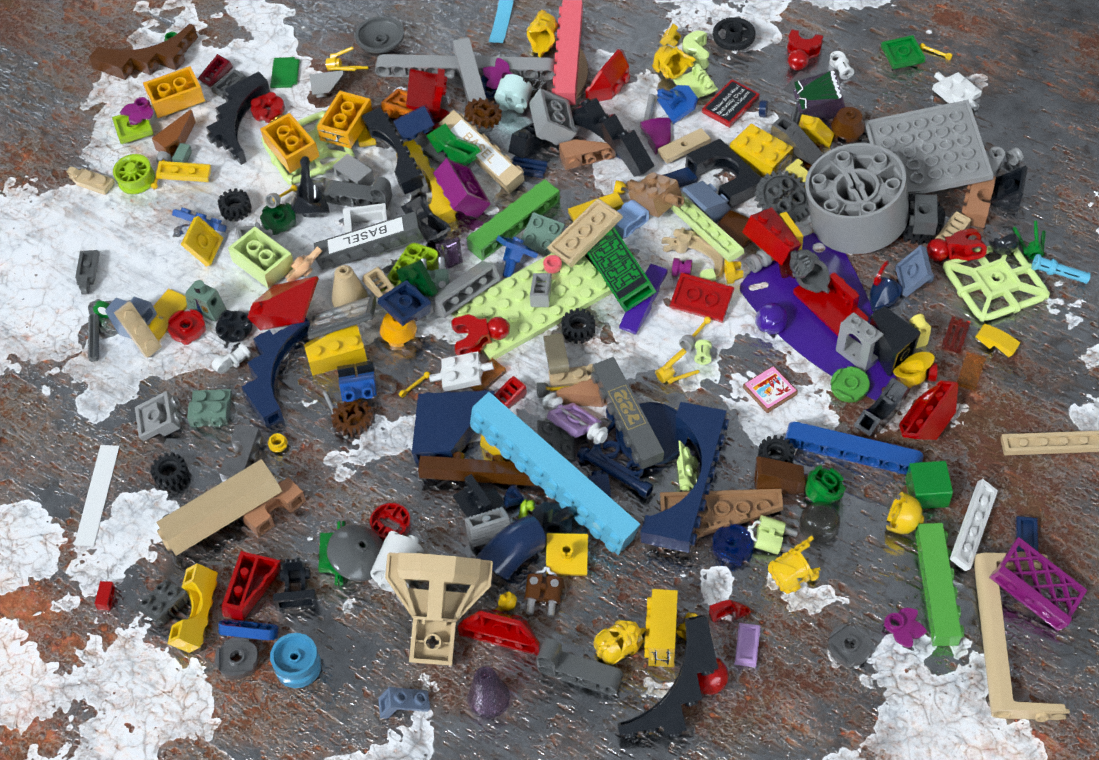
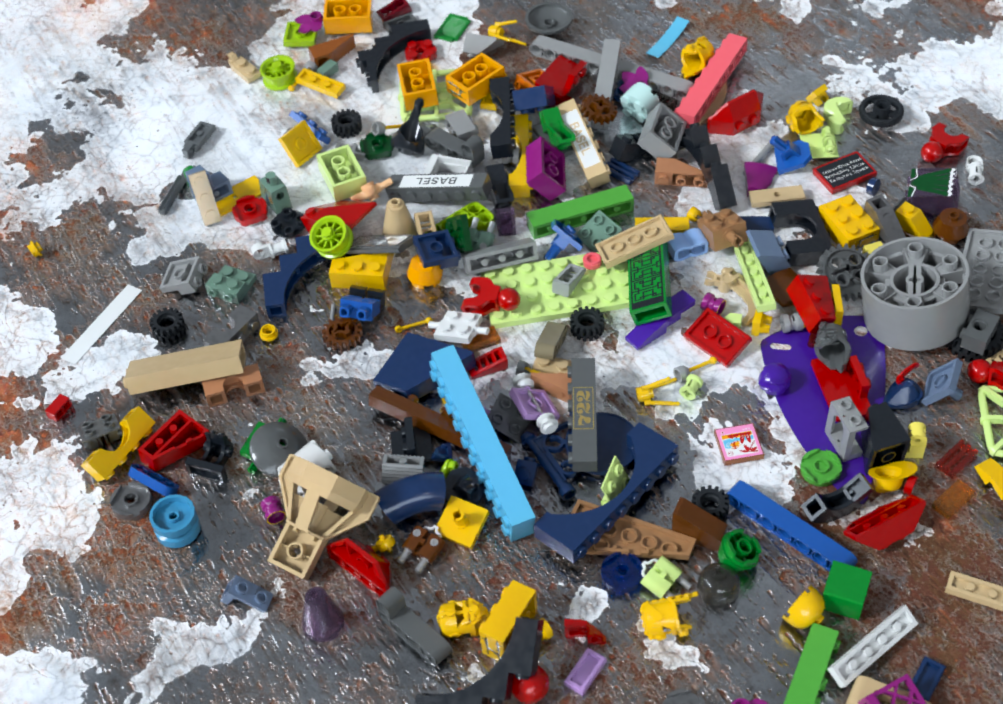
camera: 25 degrees right, 5 degrees down
(295, 326) = (331, 237): none -> lime wheel
(384, 612) = (273, 511): none -> magenta wheel
(393, 512) = (333, 429): red piece -> none

